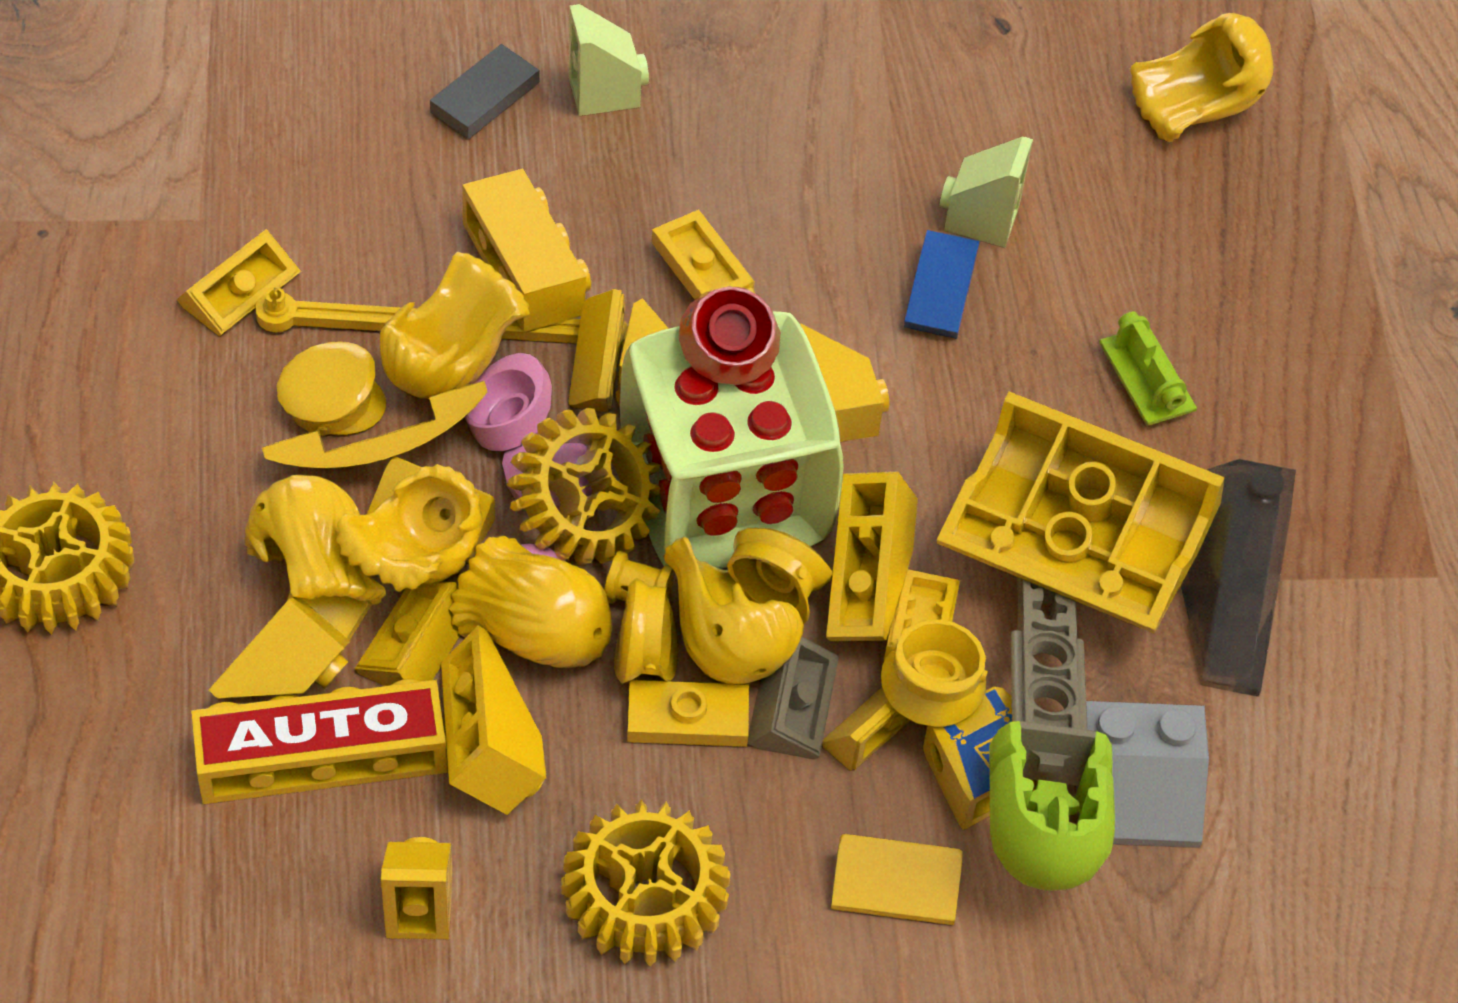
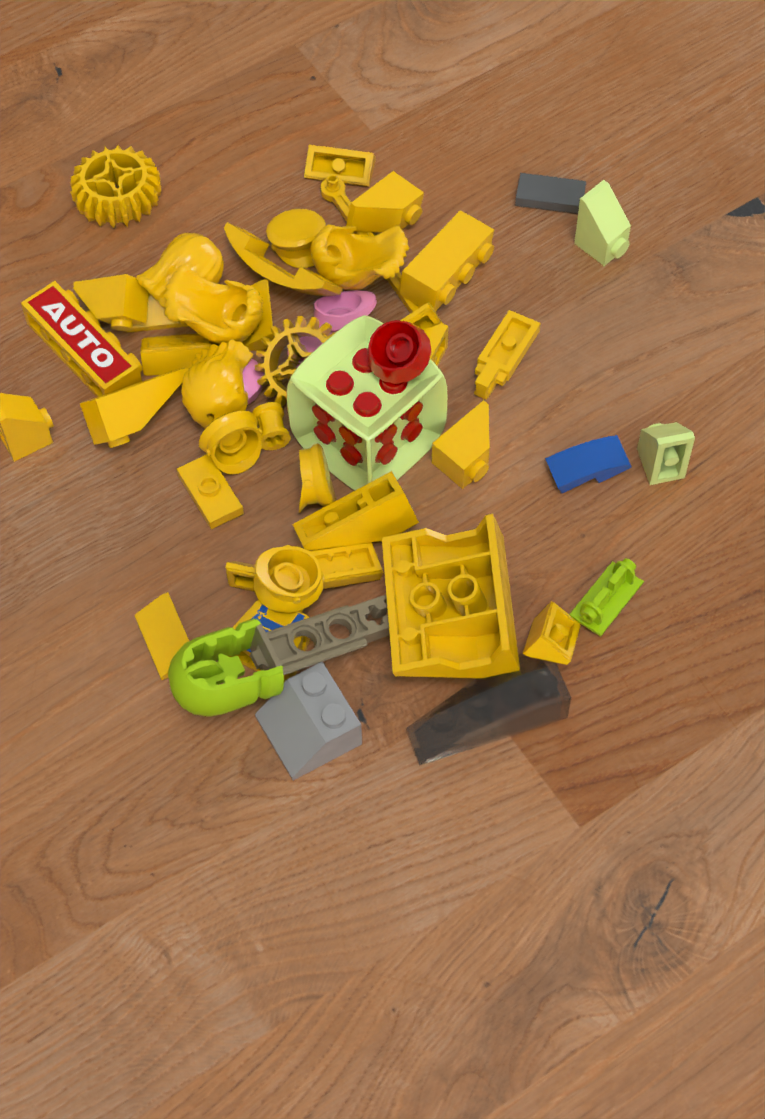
camera: 65 degrees right, 5 degrees up
(375, 260) = (386, 205): none -> yellow slope
(637, 850) = (71, 512): yellow gear -> none
(725, 630) = (267, 469): yellow piece -> none
(795, 703) = (254, 535): dark tan slope -> none
(1189, 444) = (552, 635): none -> yellow slope

